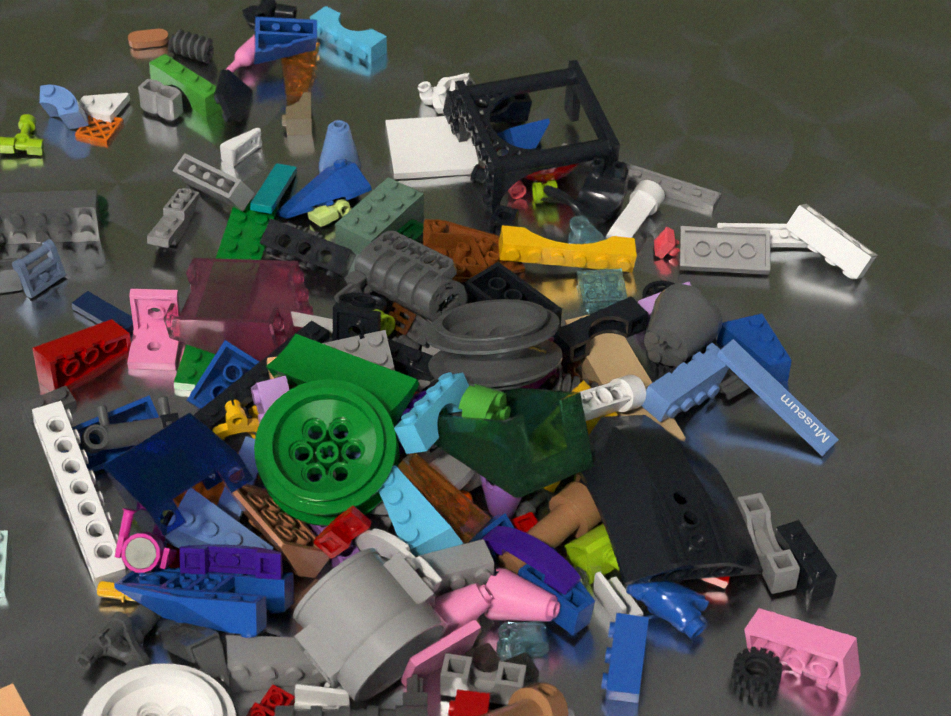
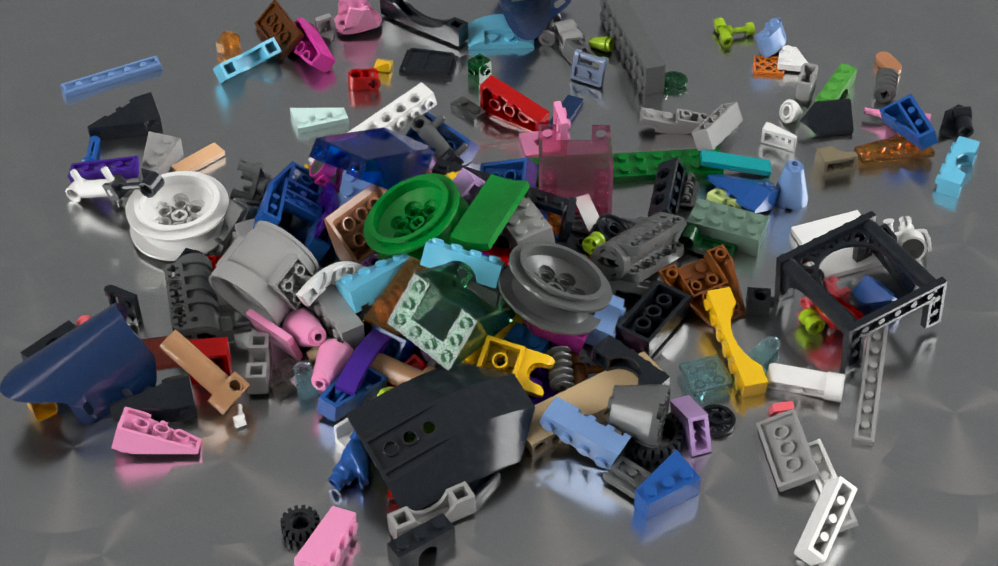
camera: 80 degrees right, 0 degrees up
(203, 127) = (790, 111): none -> white brick
(341, 531) = (360, 254): red slope -> none
(484, 403) = (473, 290): bright green brick -> none
(600, 194) = (809, 352): black hips -> none
(618, 395) = (547, 385): white beam -> none
(625, 657) = (295, 438): blue wedge -> none
(777, 397) = (595, 498): medium blue tile -> none

